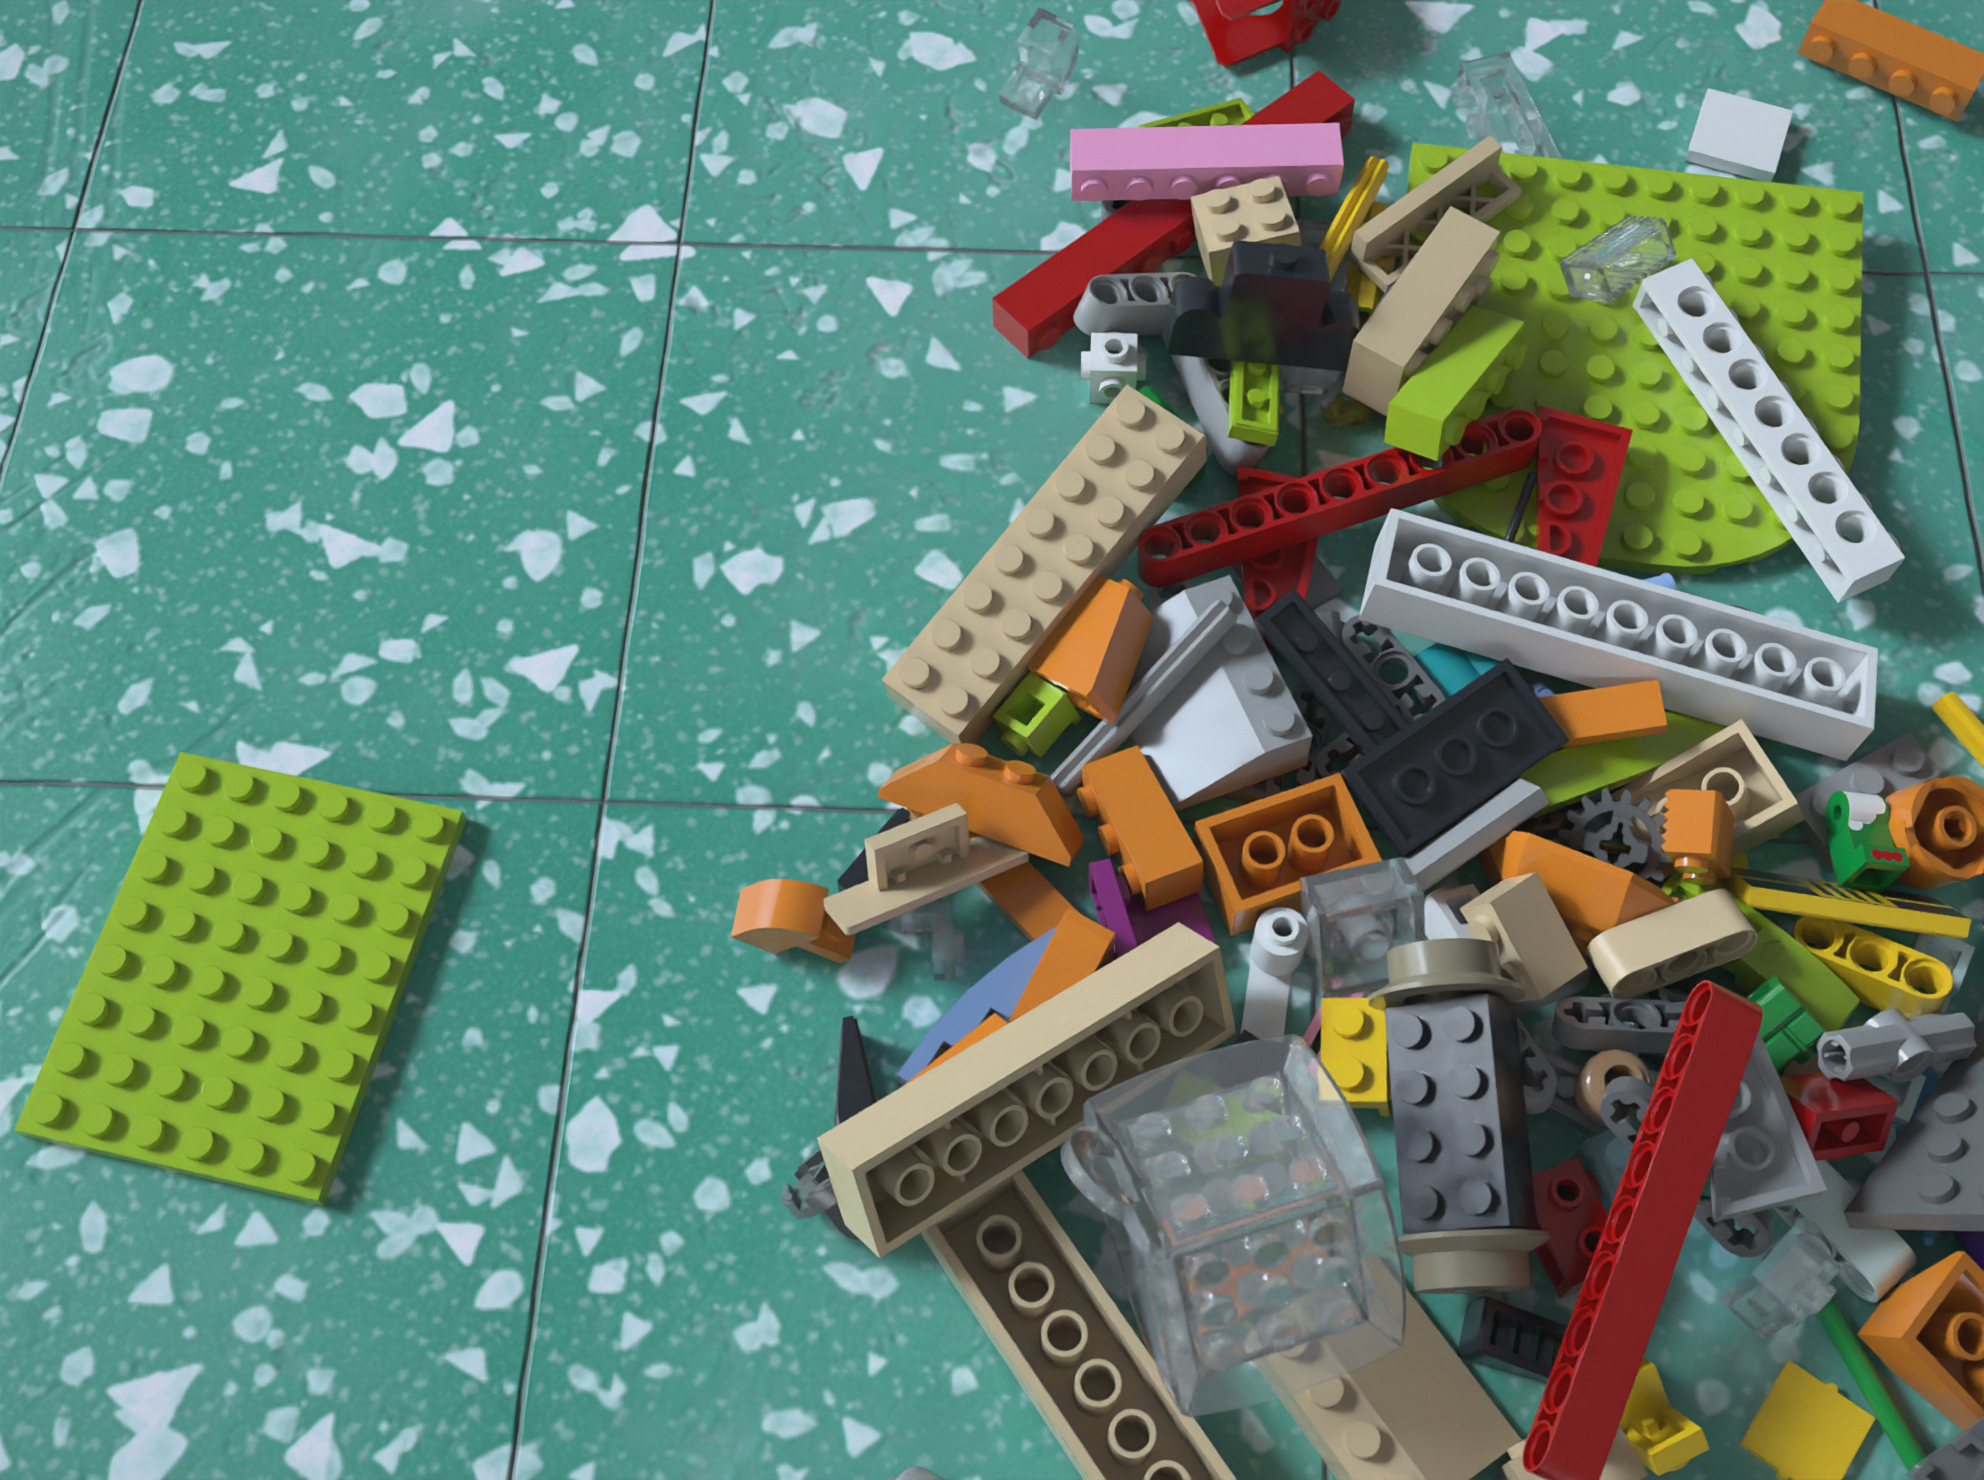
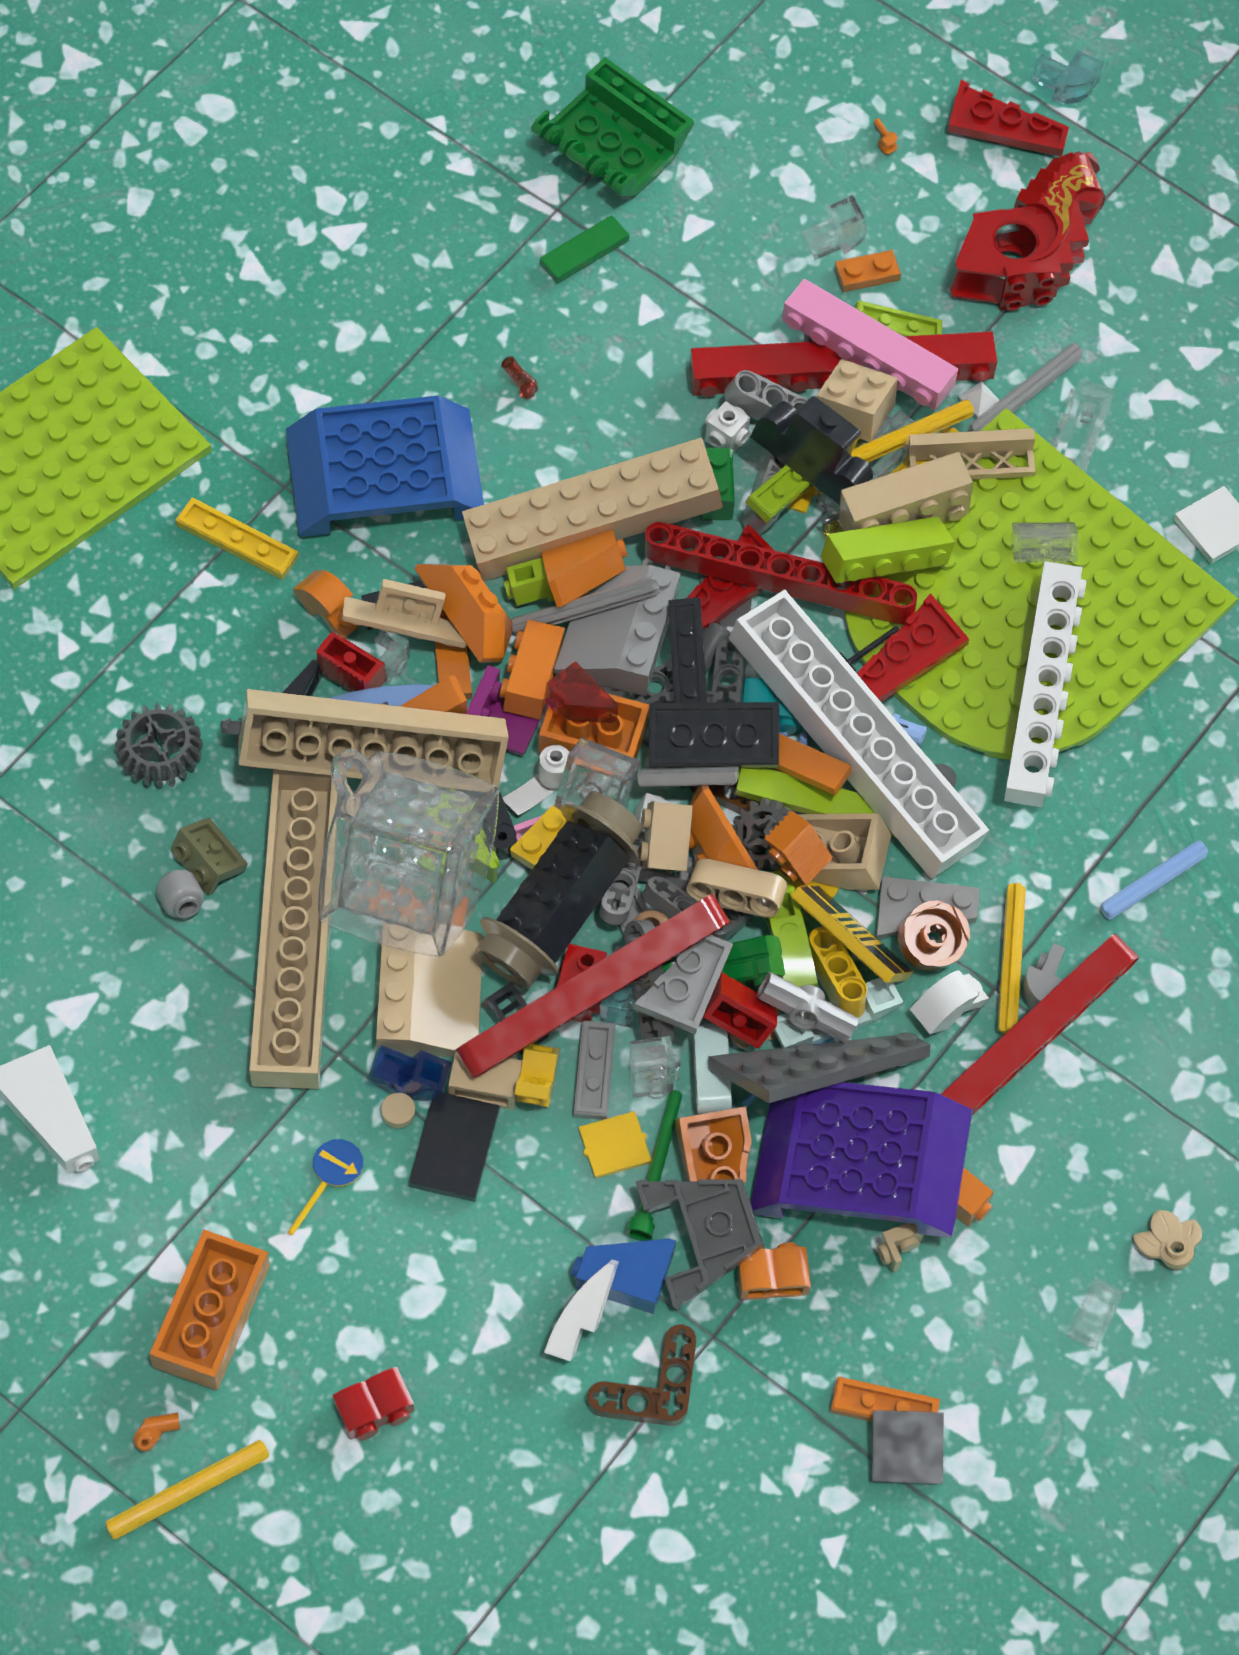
camera: 30 degrees right, 0 degrees up
(594, 916) = (237, 538): none -> yellow tile
(684, 101) = (617, 129): none -> green slope
(714, 688) = (382, 461): none -> blue slope
(724, 1278) = (171, 732): none -> dark grey gear
(754, 267) = (584, 249): none -> green tile
(806, 466) = (527, 384): none -> clear red arm
(897, 990) = (349, 664): none -> red brick
(911, 1416) = (207, 854): none -> olive bracket
(1106, 95) = (867, 271): none -> orange plate
(1256, 823) = (580, 697): none -> clear red slope
(1355, 155) = (980, 398): none -> white slope
(1402, 117) = (1031, 385): none -> light grey axle
(1703, 1358) = (594, 1070): none -> light grey tile
(1862, 840) = (890, 914): green leg -> none

